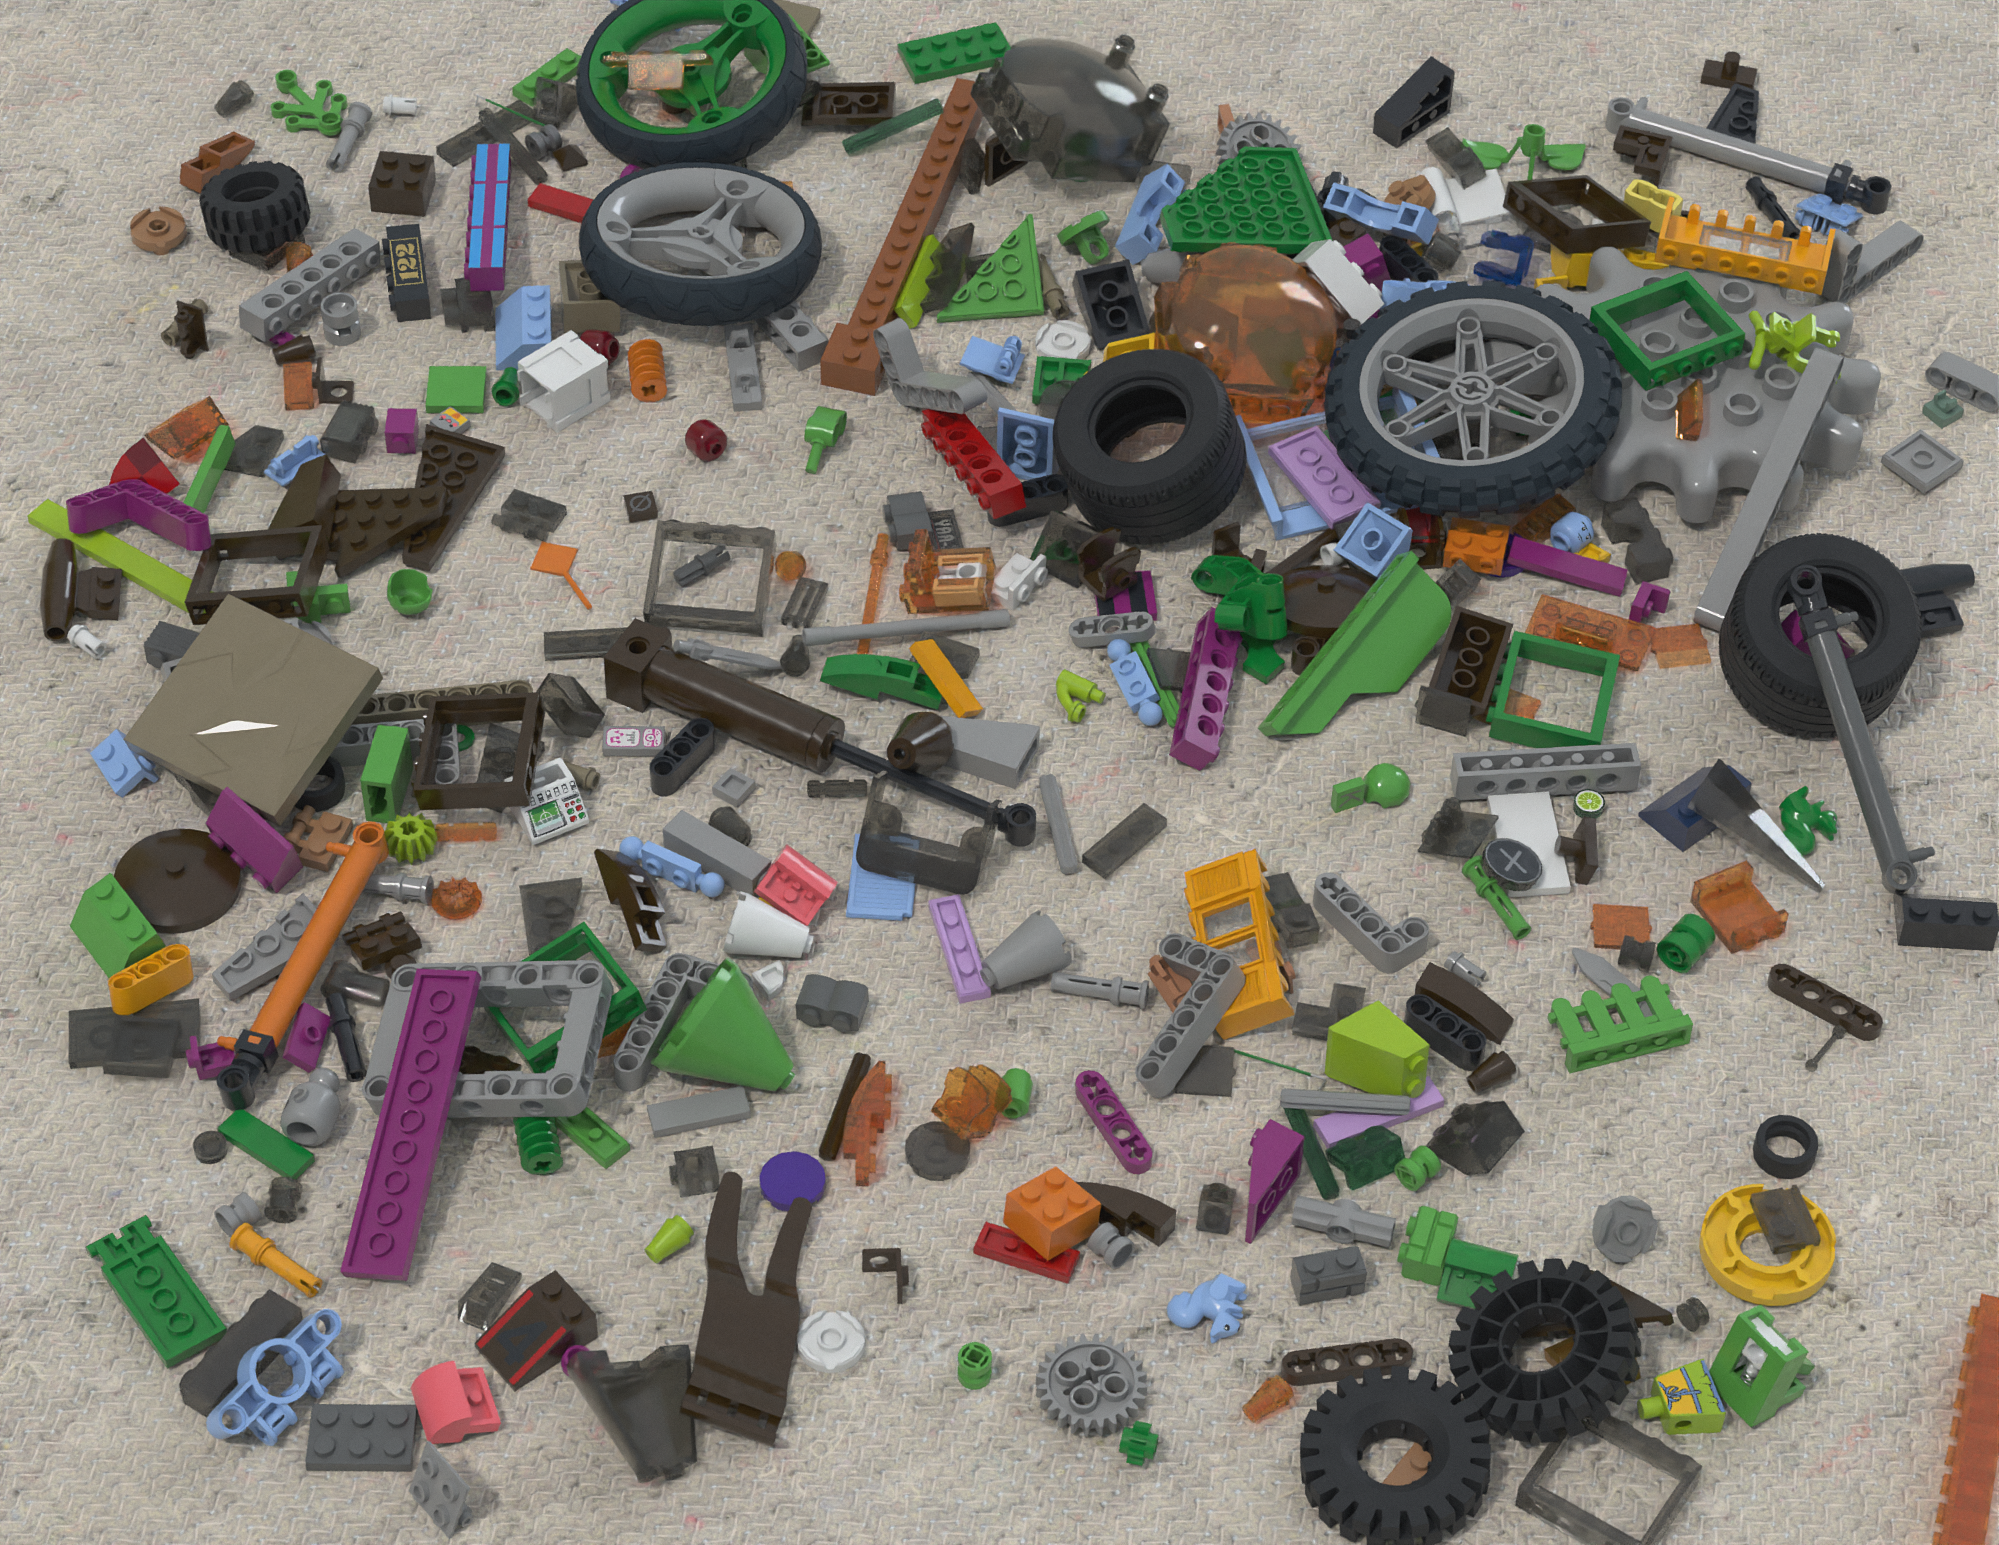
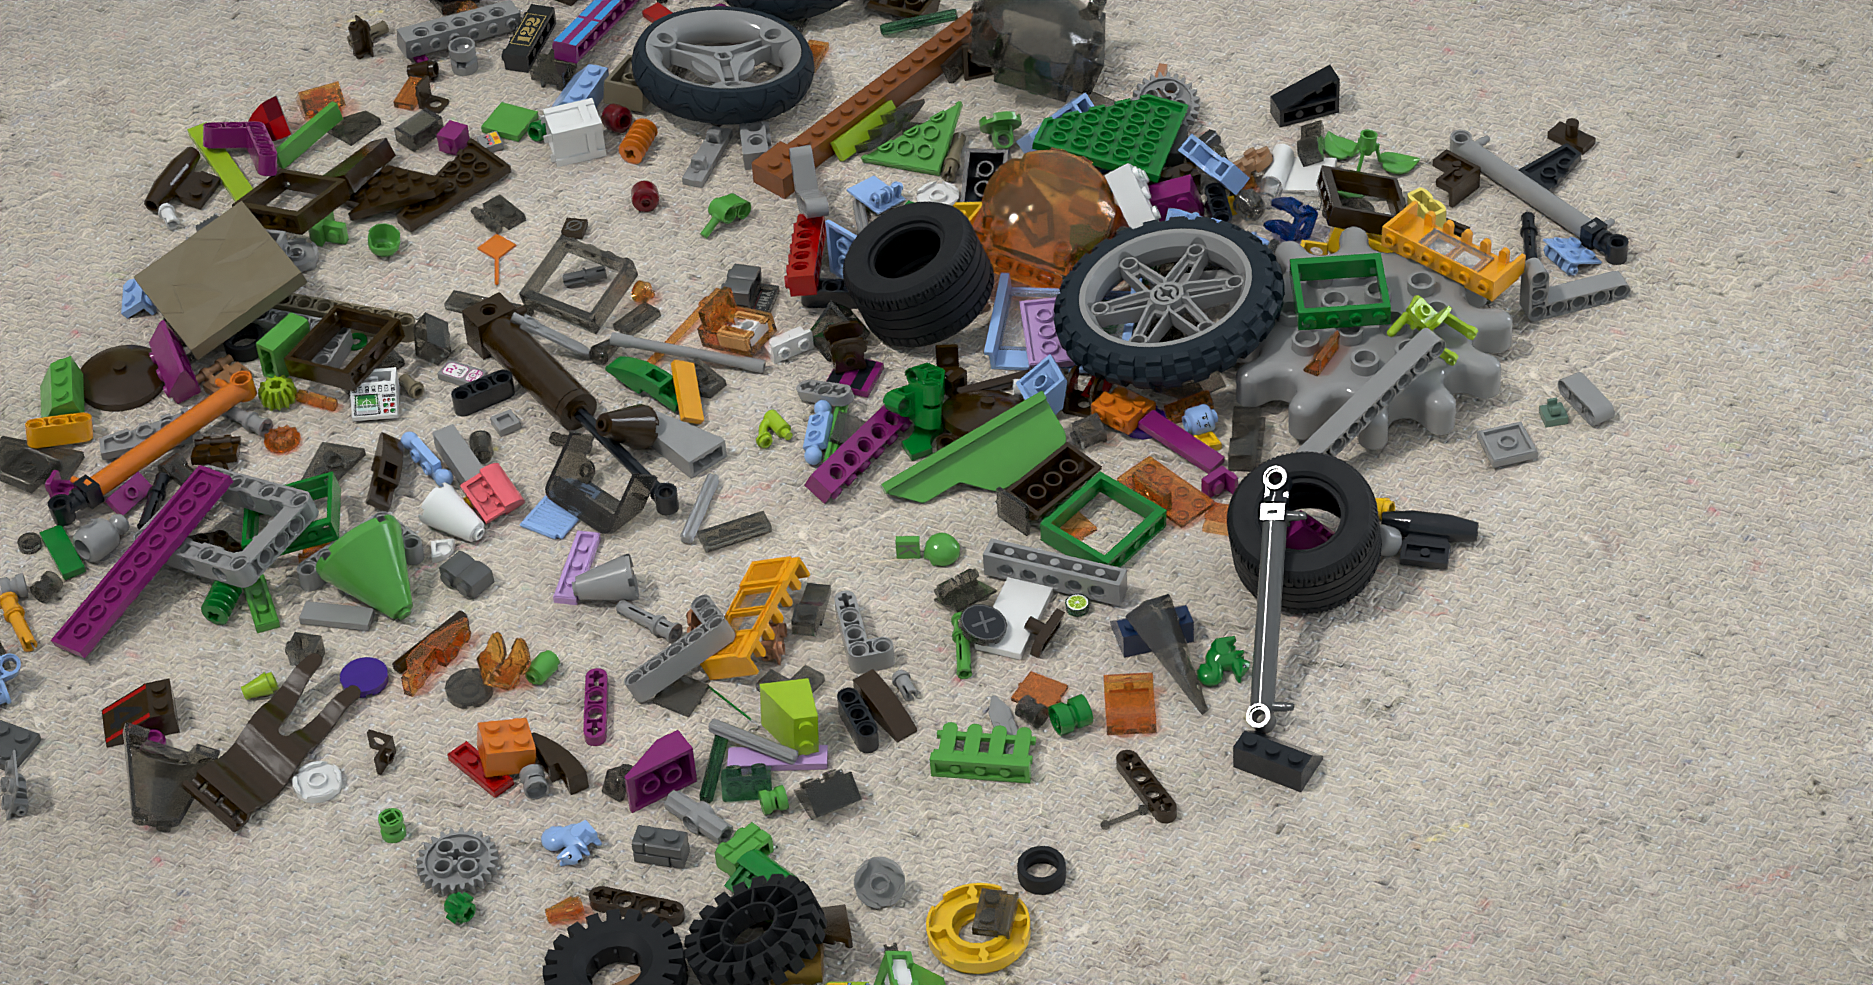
camera: 30 degrees right, 5 degrees down
(287, 464) = (362, 138): light blue hinge -> none
(454, 1403) = (60, 739): coral brick -> none
(483, 1314) = (122, 684): clear smoke slope -> none
(1492, 1072) = (872, 756): dark brown cone -> none

